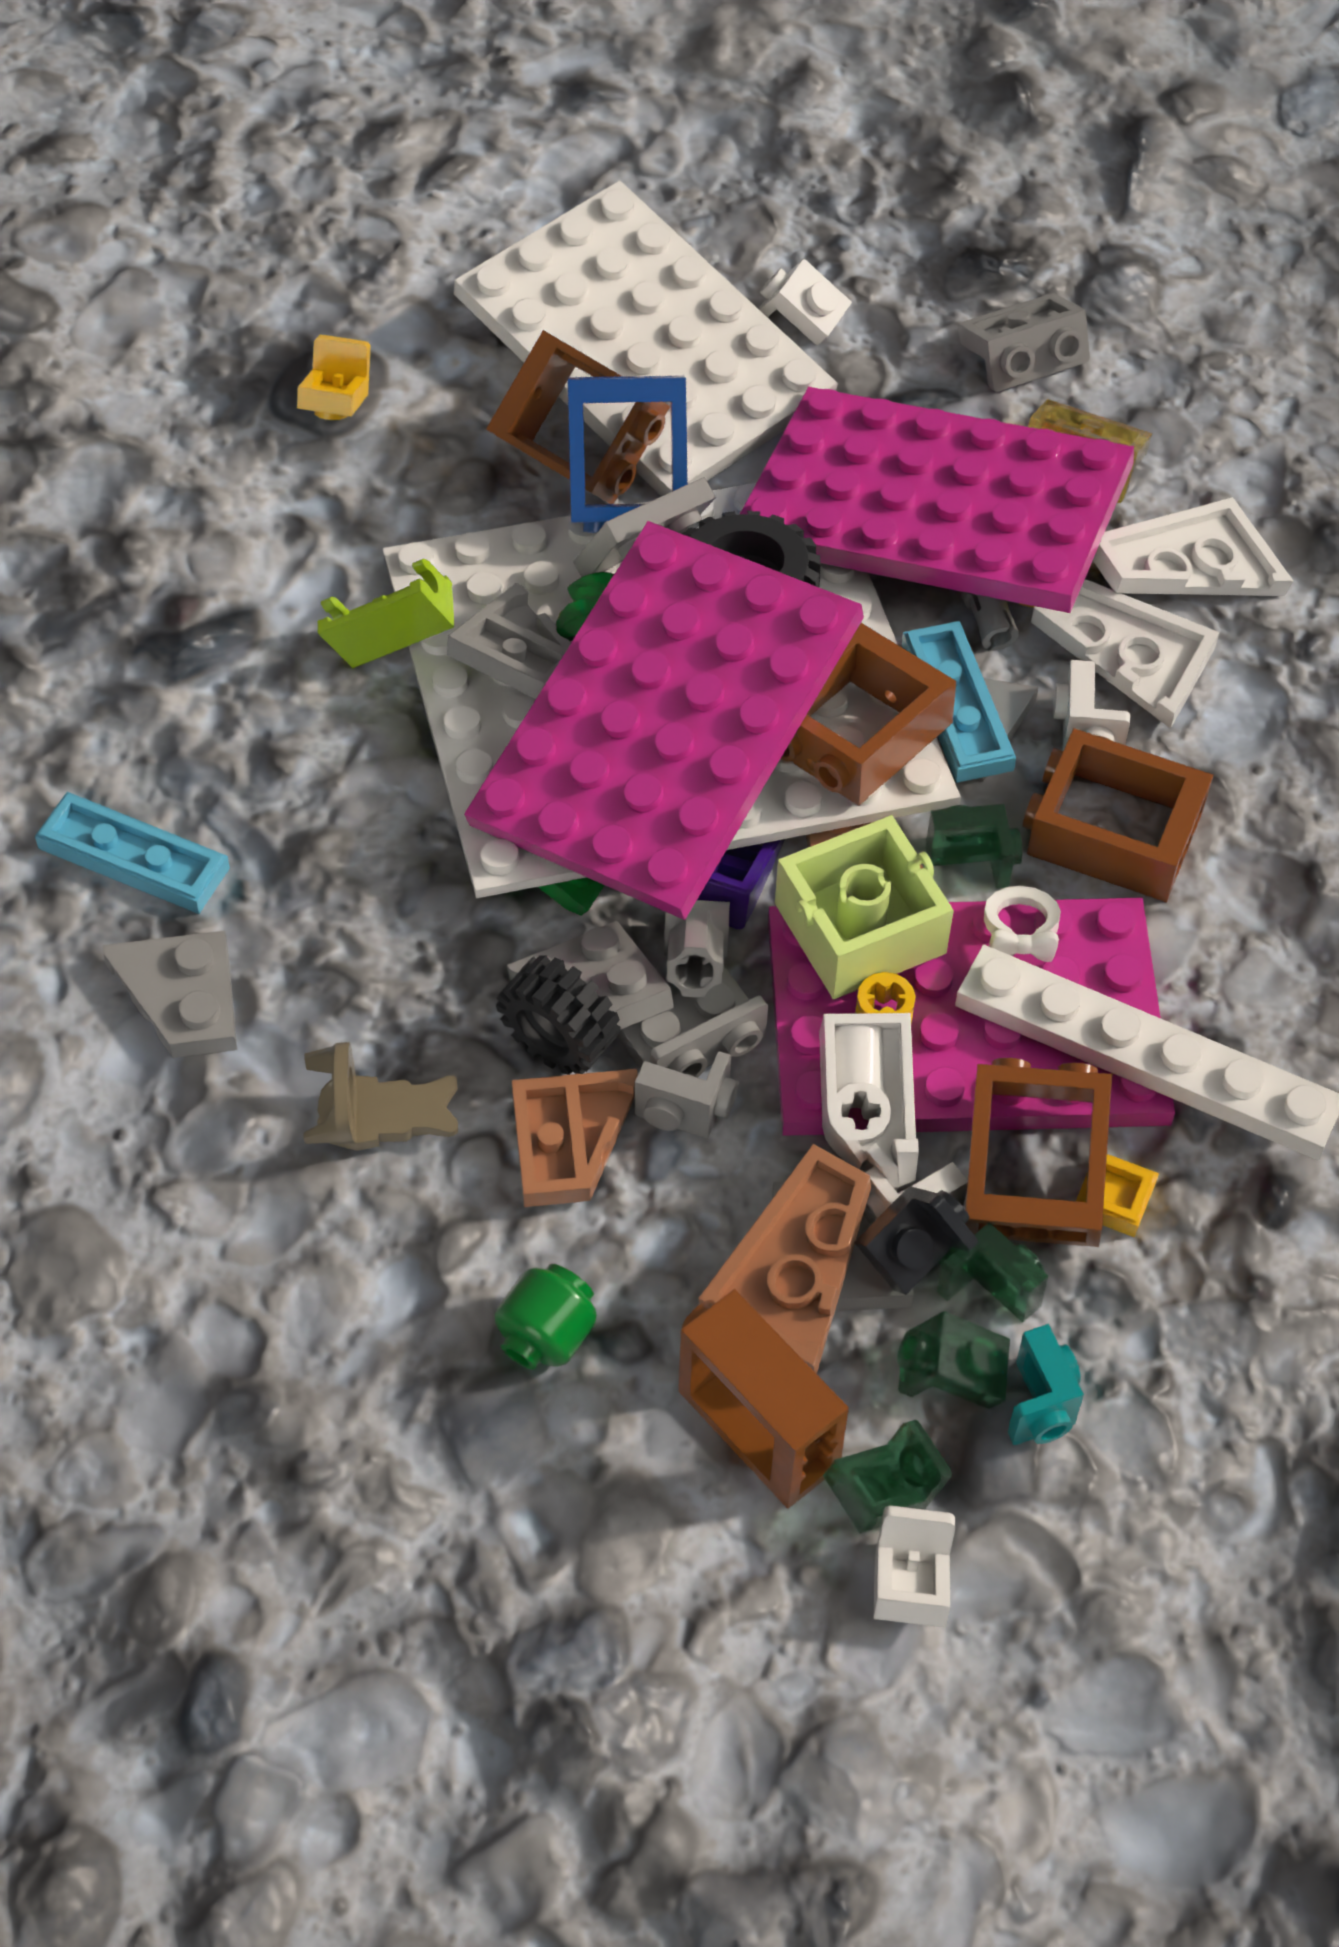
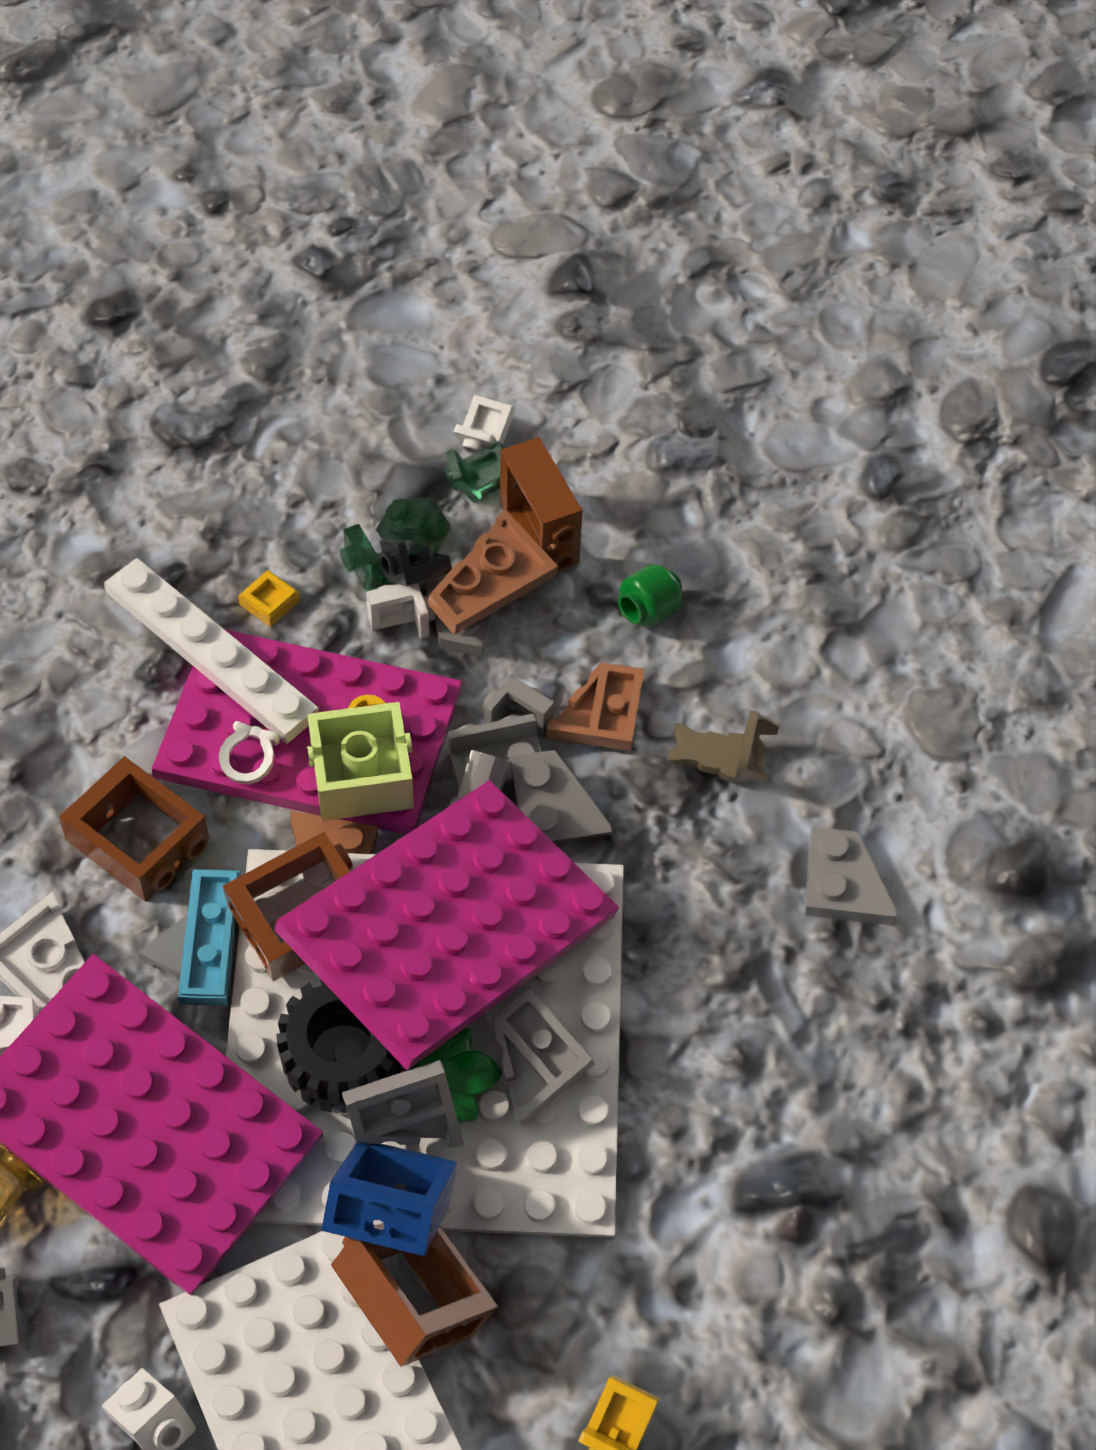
camera: 165 degrees left, 0 degrees up
(132, 852) = (866, 998): medium azure tile -> none
(390, 620) = (630, 1126): lime hinge -> none
(558, 1015) = (593, 760): black tyre -> none
(870, 1068) = (404, 655): white piece -> none
(975, 835) = (242, 834): clear green bracket -> none
(1036, 1217) = (325, 572): dark orange window -> none
(1054, 1384) = (370, 483): teal bracket -> none
(1075, 706) = (120, 918): white bracket -> none

